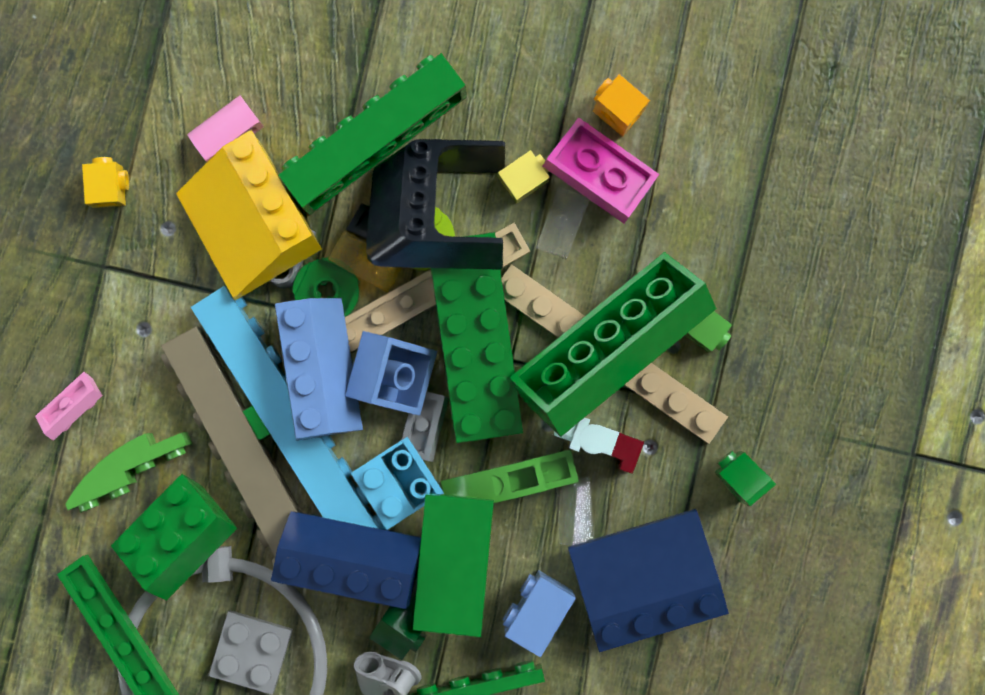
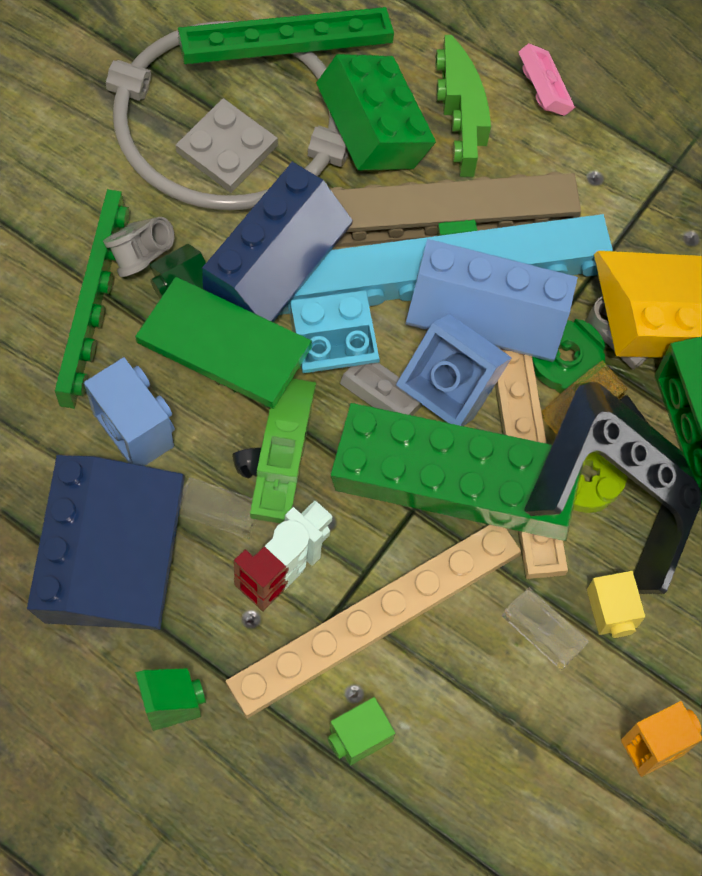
camera: 105 degrees right, 20 degrees down
(530, 505) = (247, 462): none -> black hinge
(600, 170) = (591, 689): dark pink plate -> none
(613, 343) = (389, 605): green brick -> none

